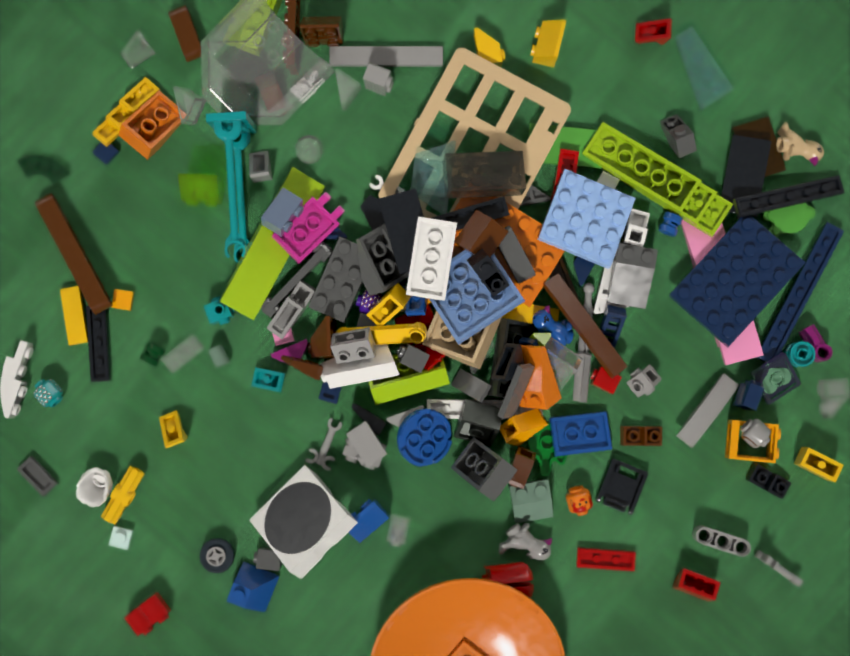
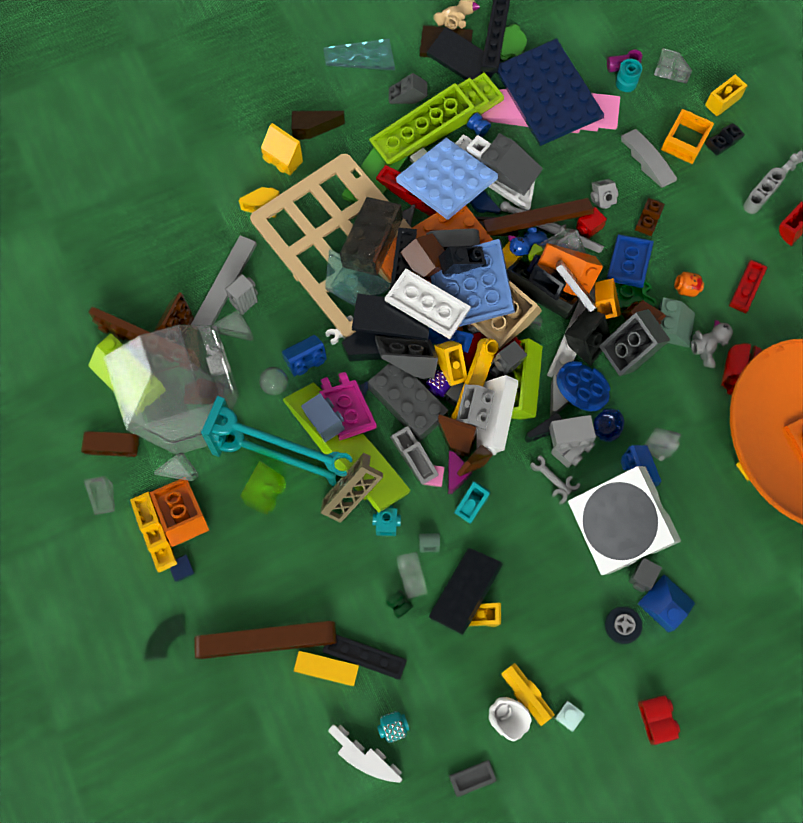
camera: 70 degrees left, 15 degrees down
(122, 299) = (332, 612): light orange tile -> none
(187, 406) = (465, 591): none -> black tile
(227, 269) = (344, 489): none -> dark tan fence
(260, 166) = (270, 425): light grey slope -> none
(321, 253) = (376, 409): dark grey piece -> none
(329, 395) = (507, 456): dark blue tile -> none
(344, 165) = (305, 355): none -> blue slope
(397, 475) = (609, 424): none -> clear blue hair
(471, 385) = (551, 328): dark grey slope -> none
(595, 56) = (314, 123): none -> dark brown slope
(613, 314) = (539, 191): dark blue slope -> none
(619, 489) = (691, 251): black container -> none
(653, 31) = (314, 71): red slope -> none
(749, 395) = (649, 120): dark blue brick -> none
(755, 433) = (684, 124): light grey head -> none
(776, 377) = (641, 99): tile -> none
(800, 291) = (582, 62): dark blue plate -> none

